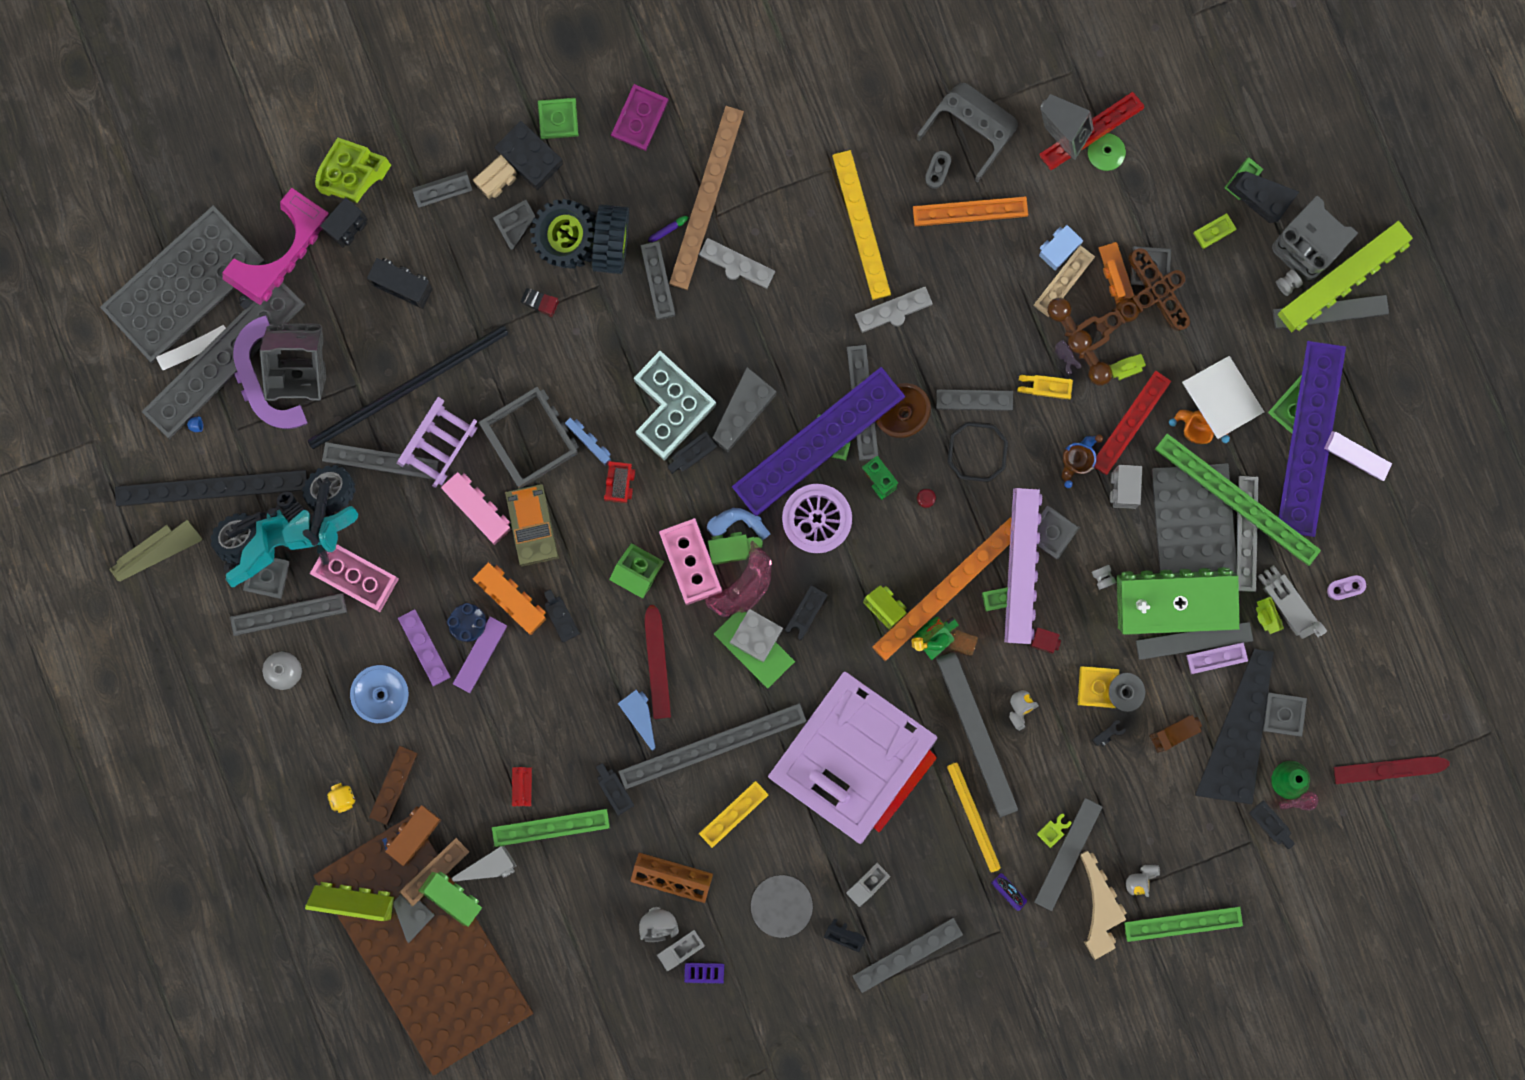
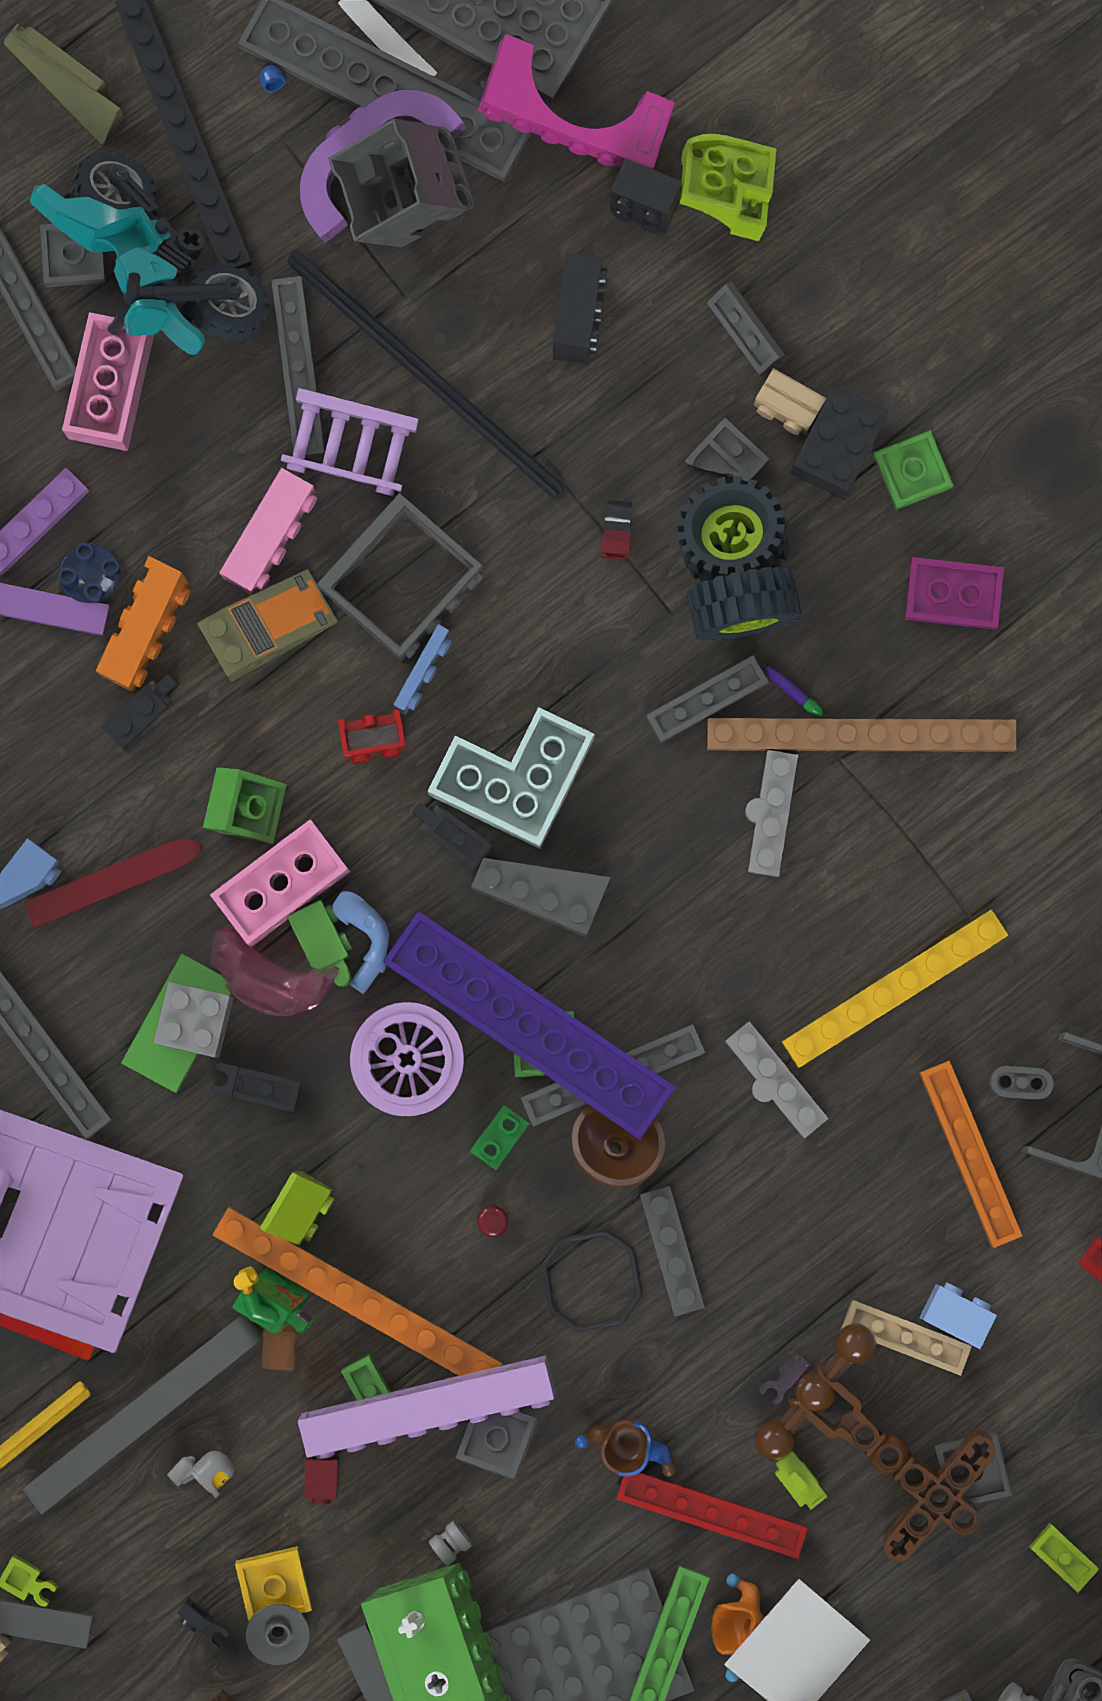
camera: 75 degrees right, 0 degrees up
(1047, 386) = (728, 1362): yellow hinge -> none
(1116, 274) = (943, 1419): orange bracket -> none
(1127, 486) = (603, 1537): light grey brick -> none

